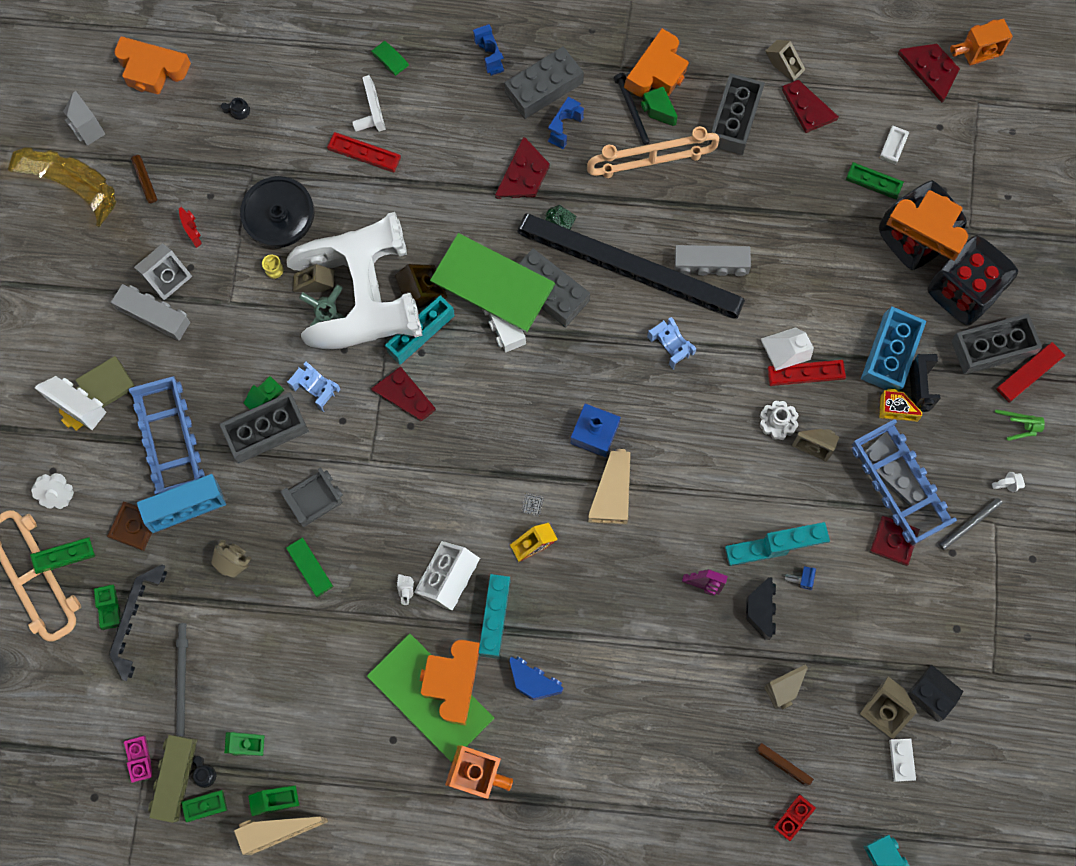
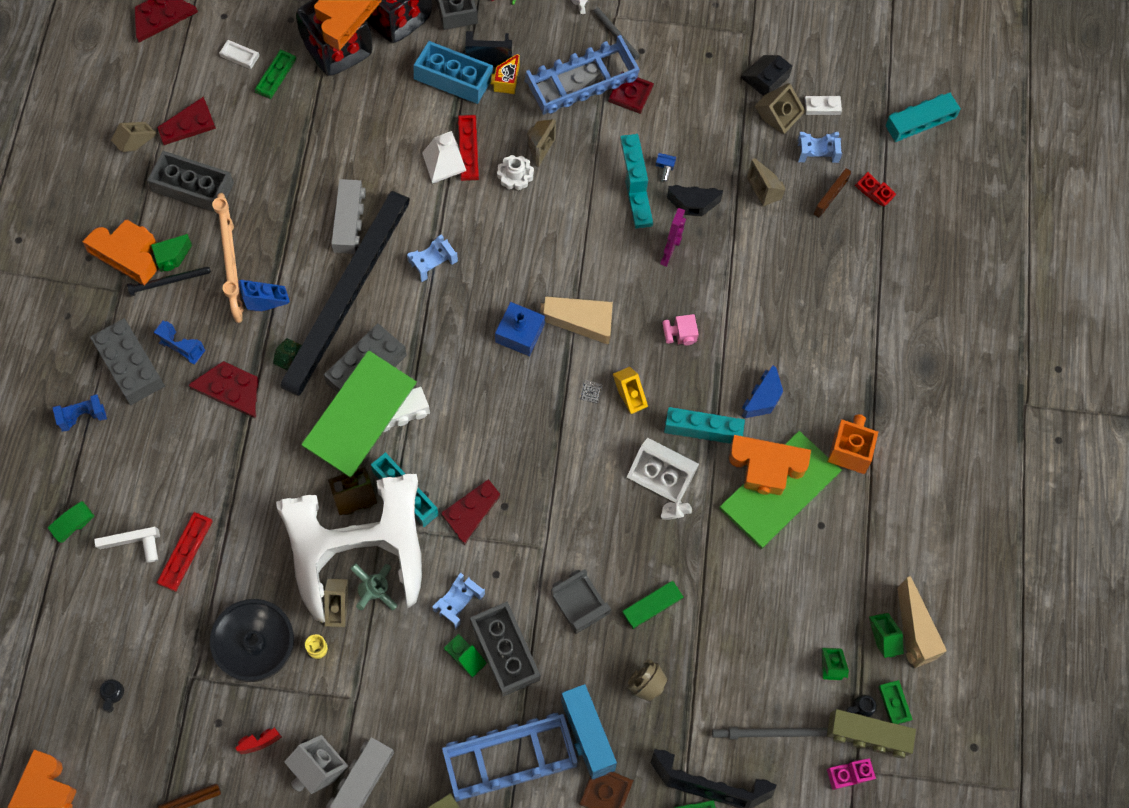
camera: 95 degrees left, 5 degrees down
(604, 597) = (684, 328): none -> bright pink brick
(617, 188) = (262, 296): none -> blue slope
(845, 751) = (820, 147): none -> light blue piece

